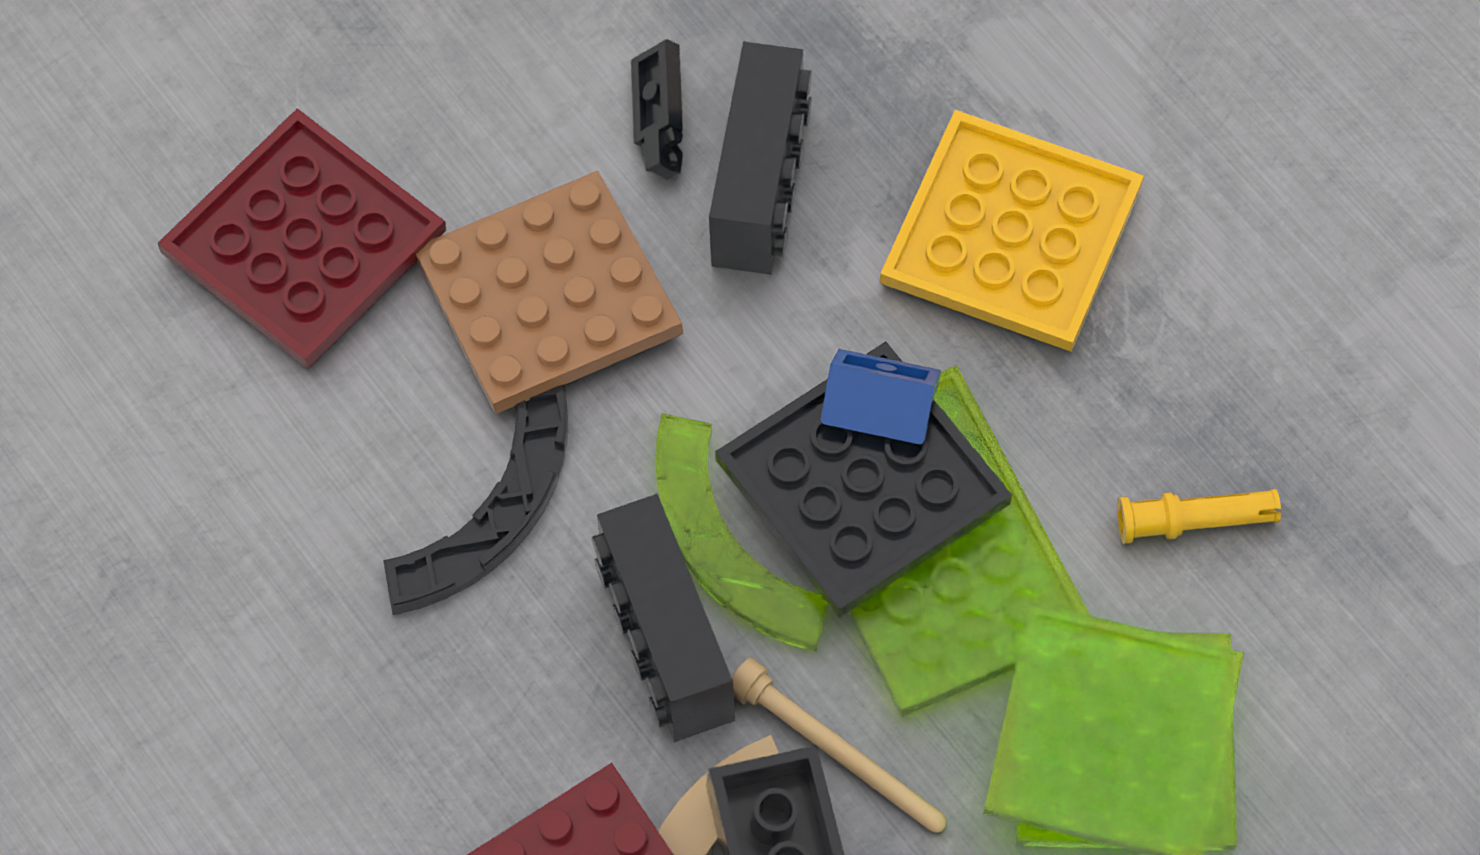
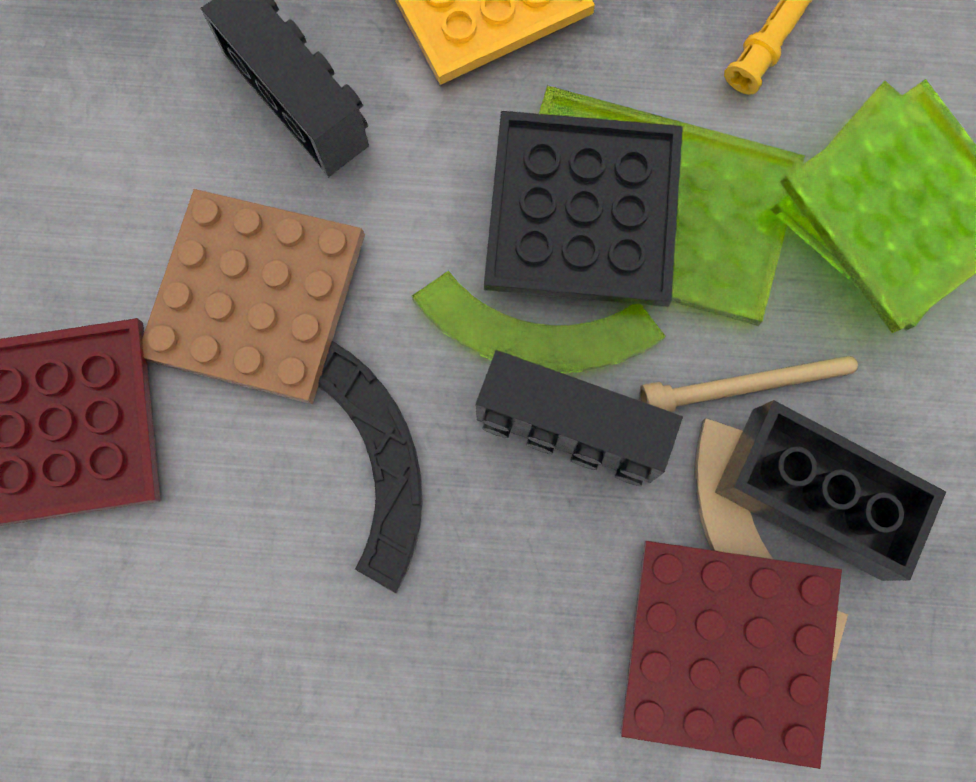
camera: 50 degrees left, 15 degrees up
(658, 108) = (184, 111): black hinge -> none
(879, 396) = (544, 144): blue panel -> none

